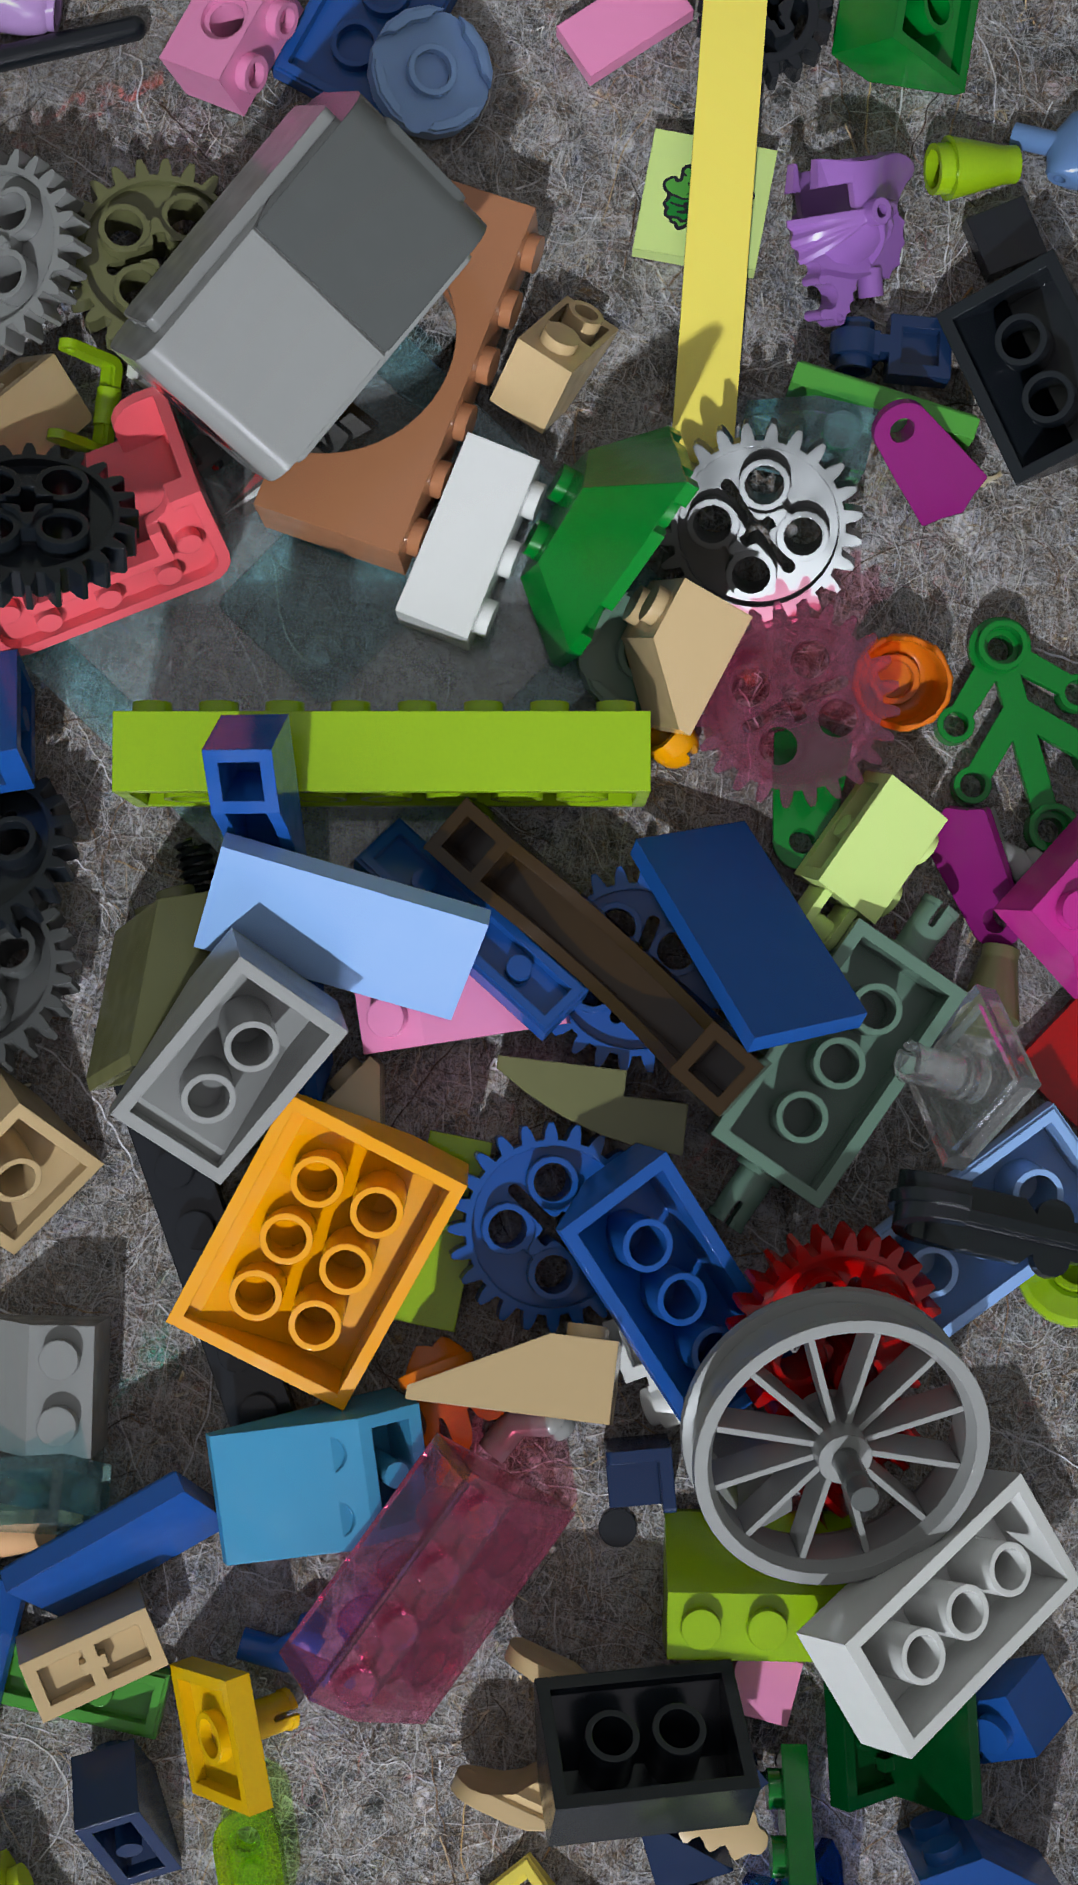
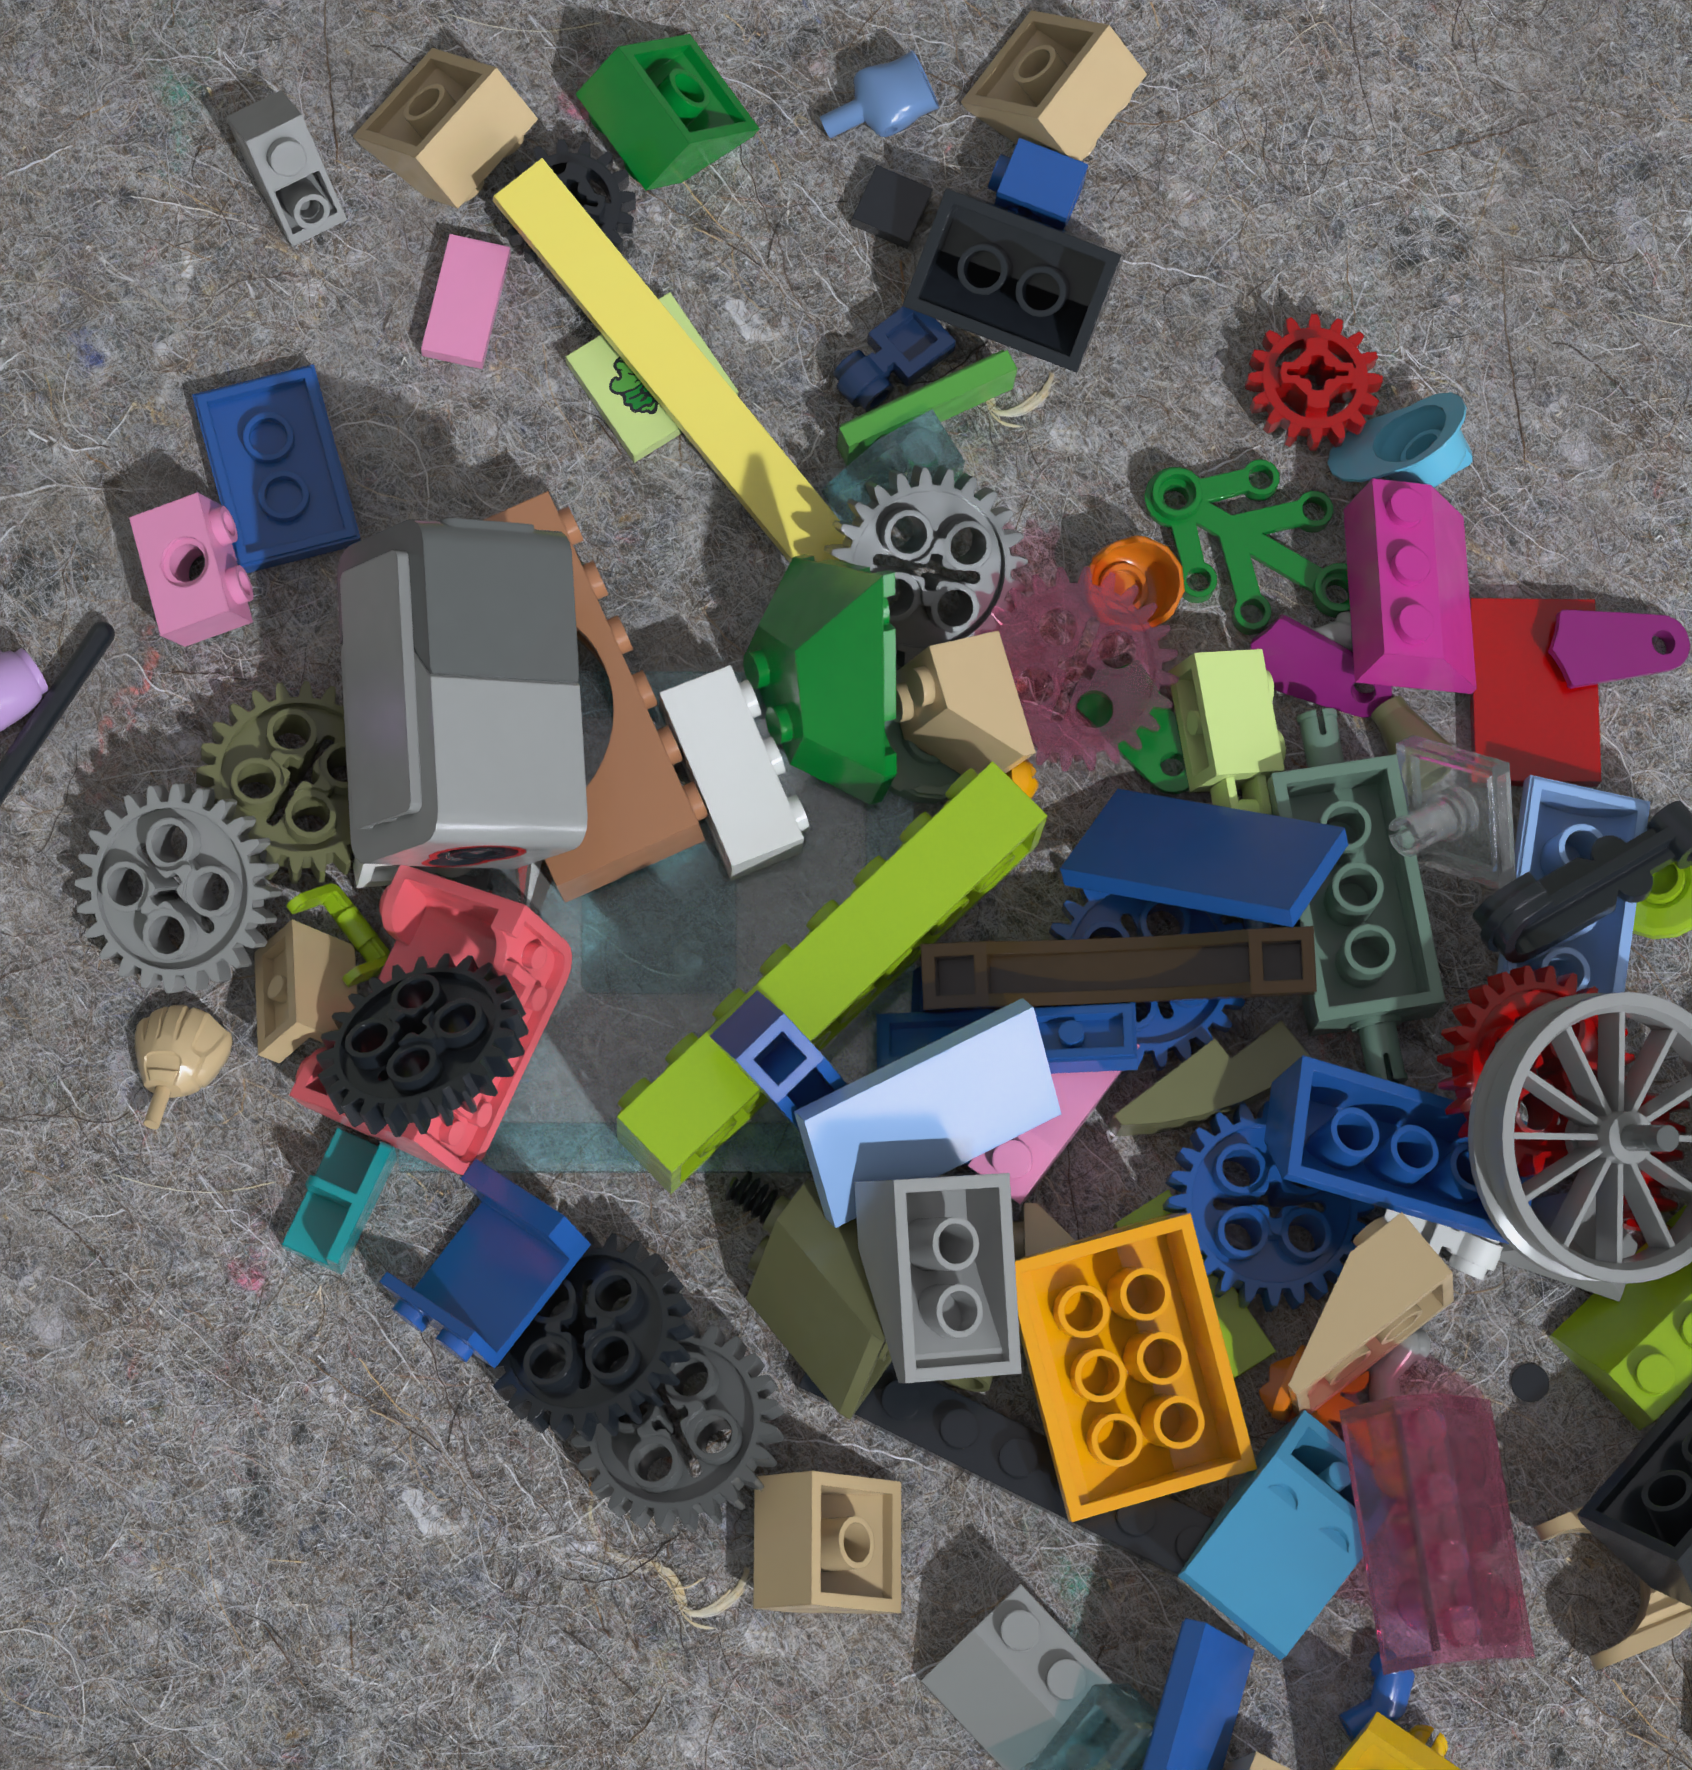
camera: 55 degrees left, 10 degrees down
(429, 72) = (362, 466): light blue tile -> none
(552, 363) = (660, 590): tan slope -> none
(640, 1471) = (1507, 1320): dark blue panel -> none
(847, 227) = (777, 302): medium lavender helmet -> none
(925, 461) = (998, 415): magenta piece -> none
(969, 166) = (816, 182): lime cone -> none

